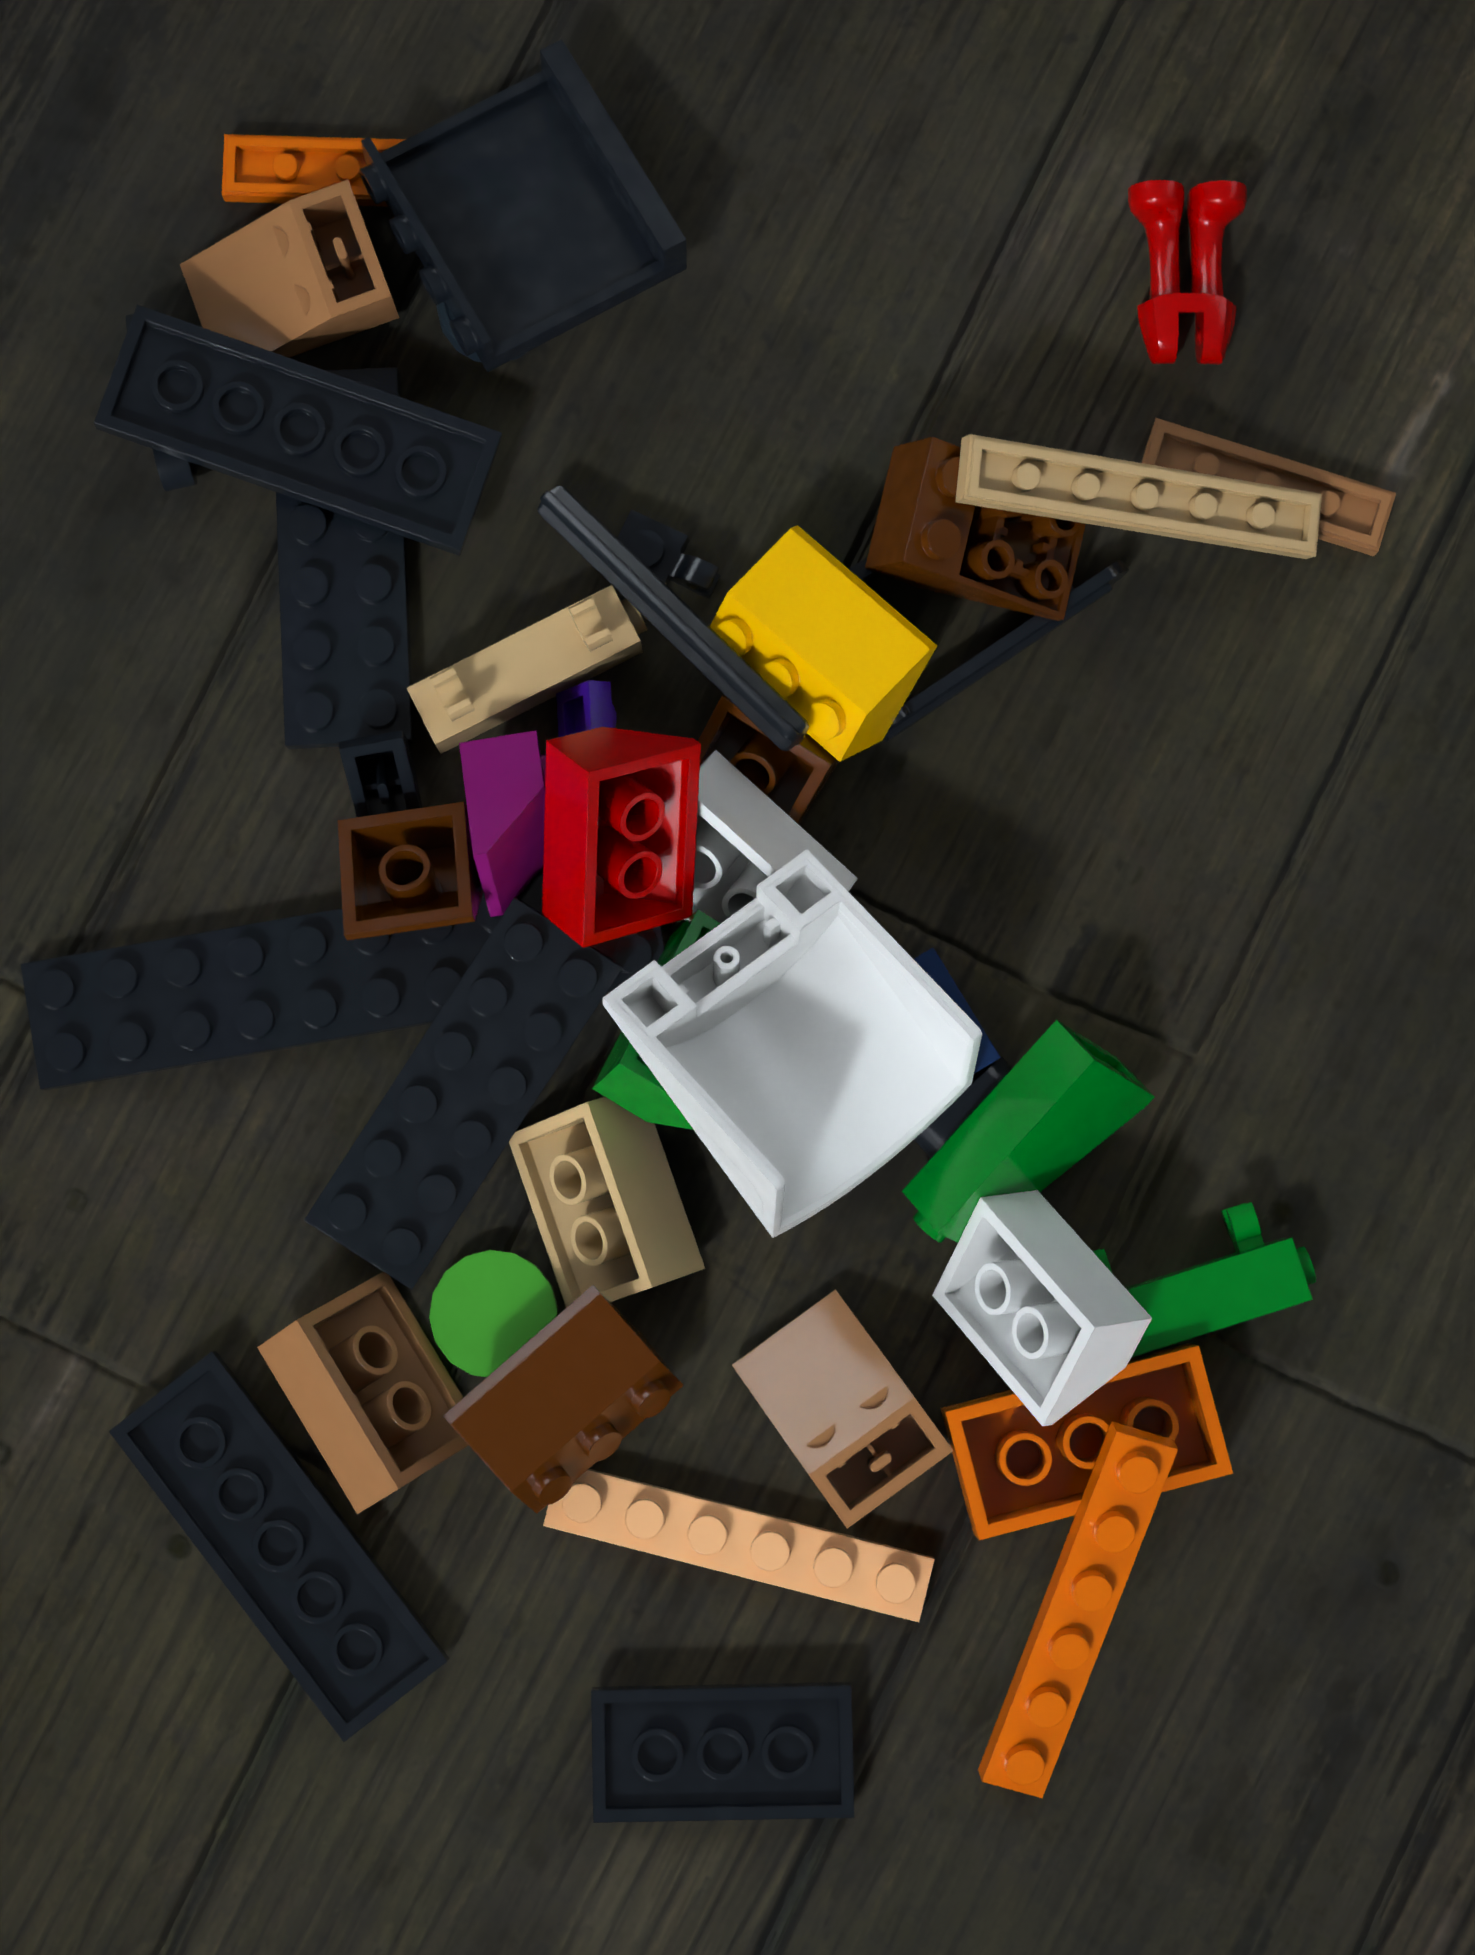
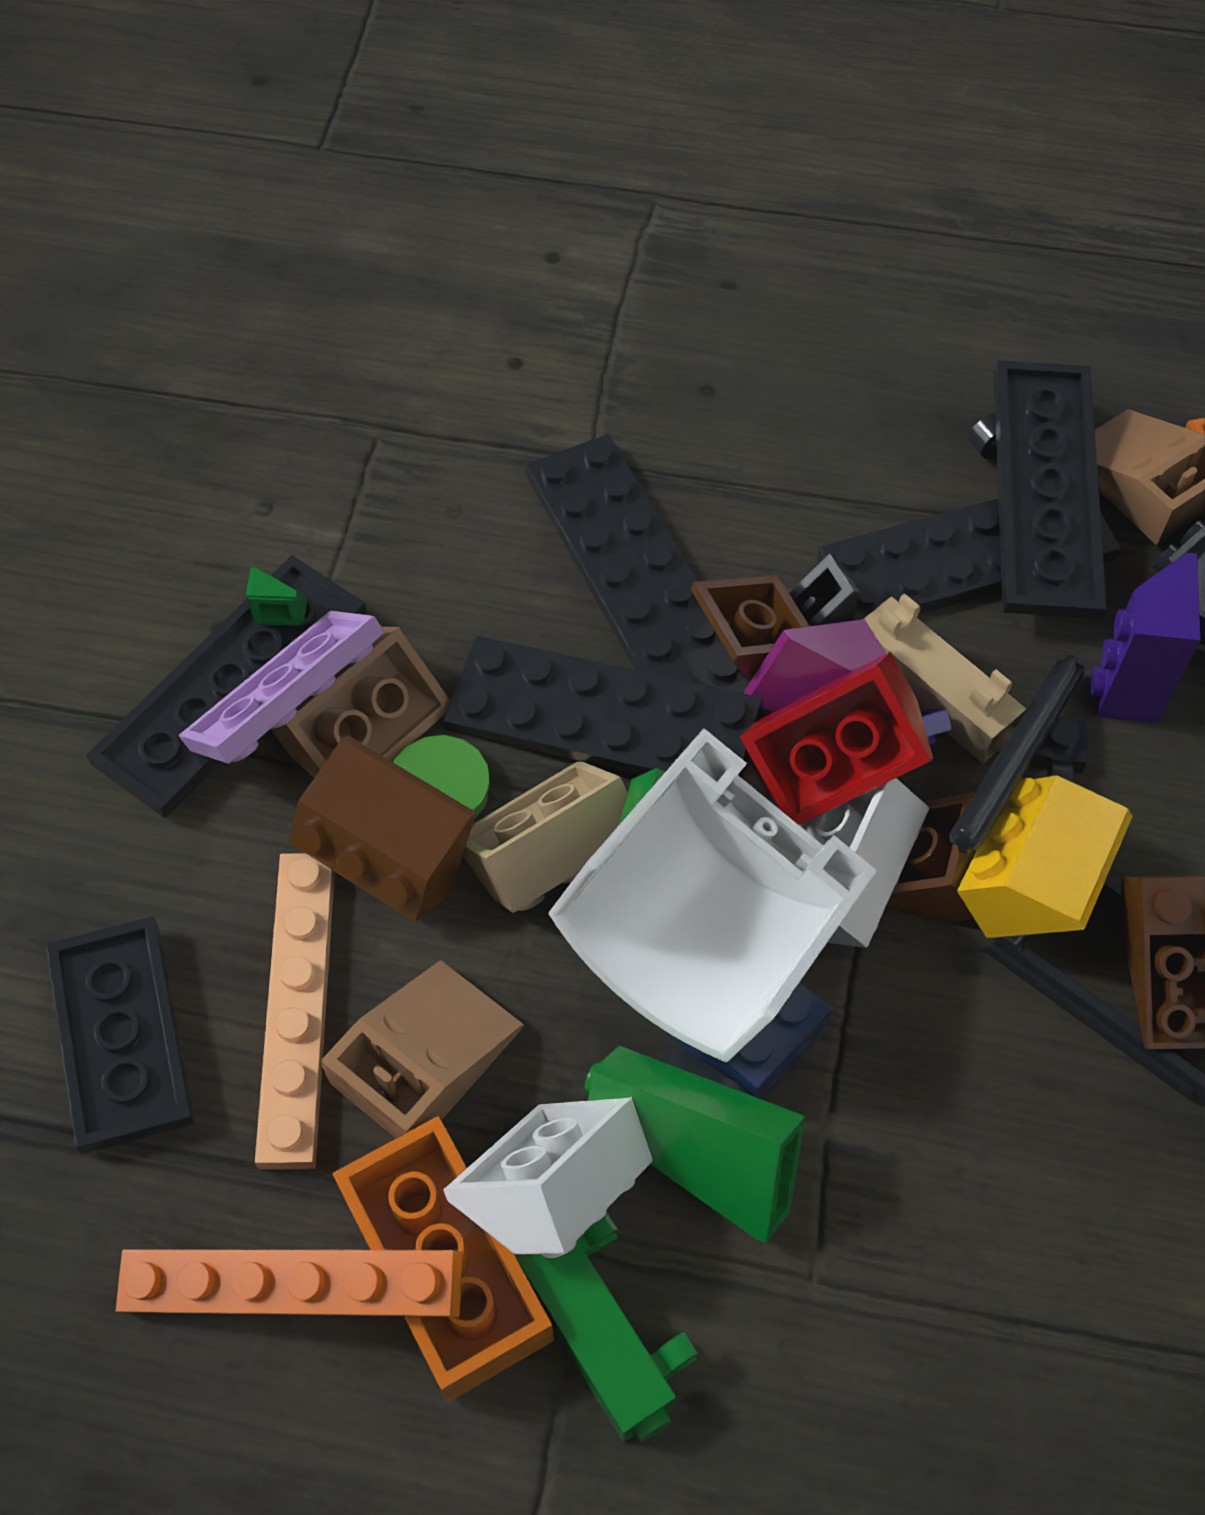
camera: 75 degrees right, 25 degrees down
(191, 1465) = (274, 601): none -> green slope
(337, 1482) = (276, 689): none -> lavender plate
(585, 407) = (1150, 645): none -> dark purple slope

